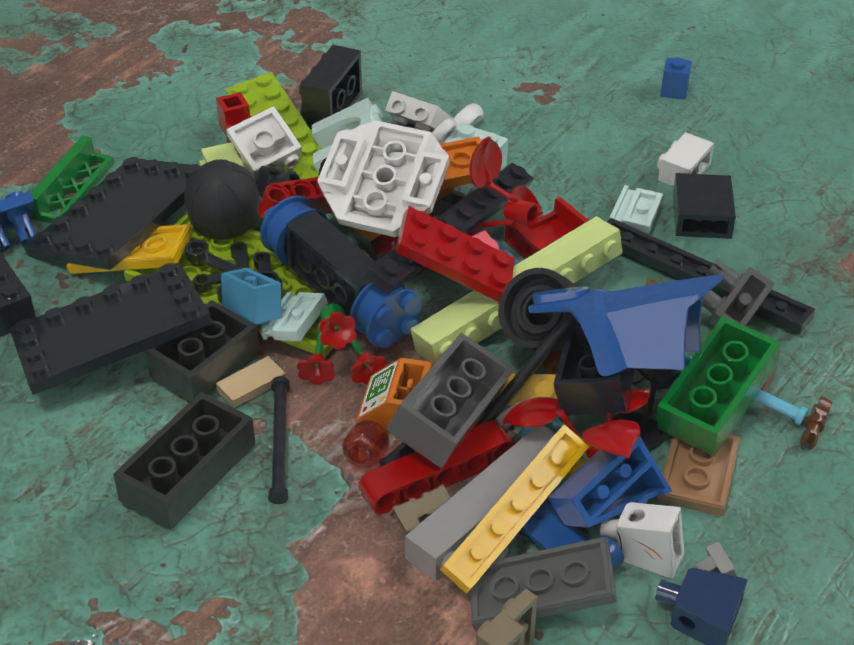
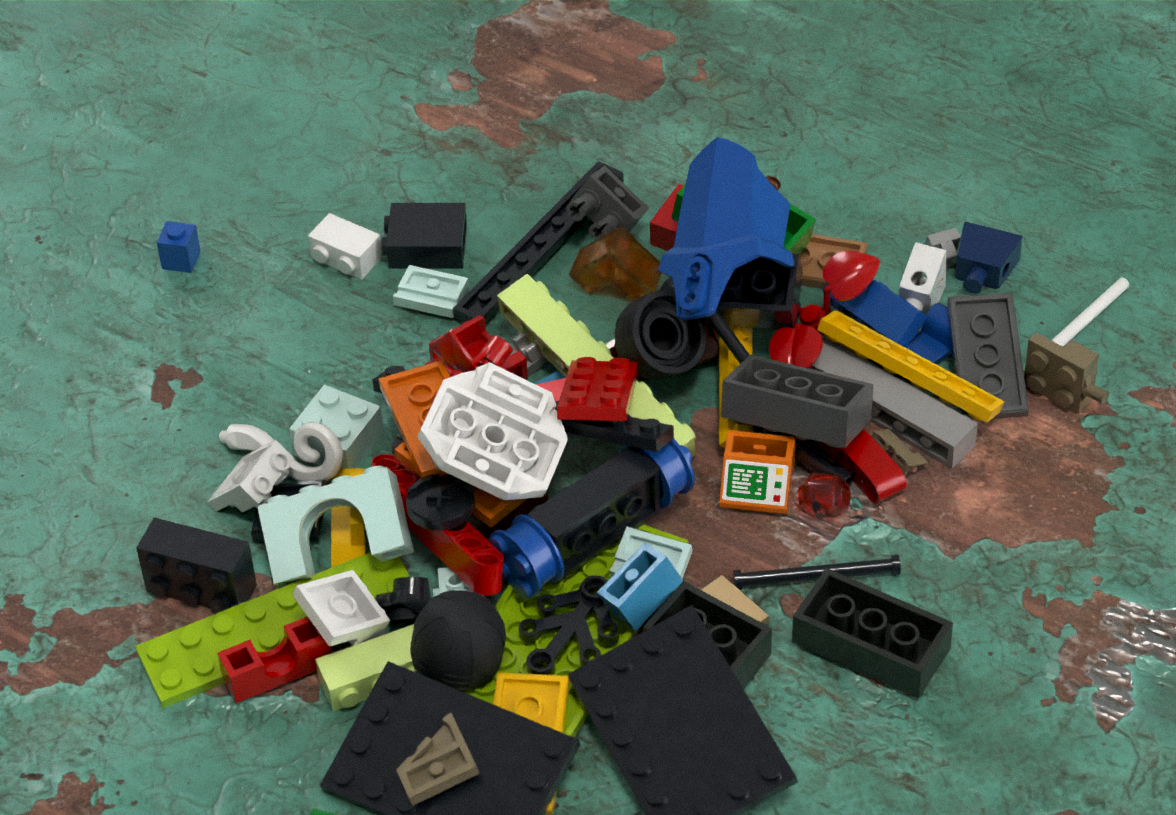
camera: 90 degrees left, 5 degrees up
(112, 194) = (437, 763): none -> dark tan wing
(337, 331) = (711, 498): red plant -> none

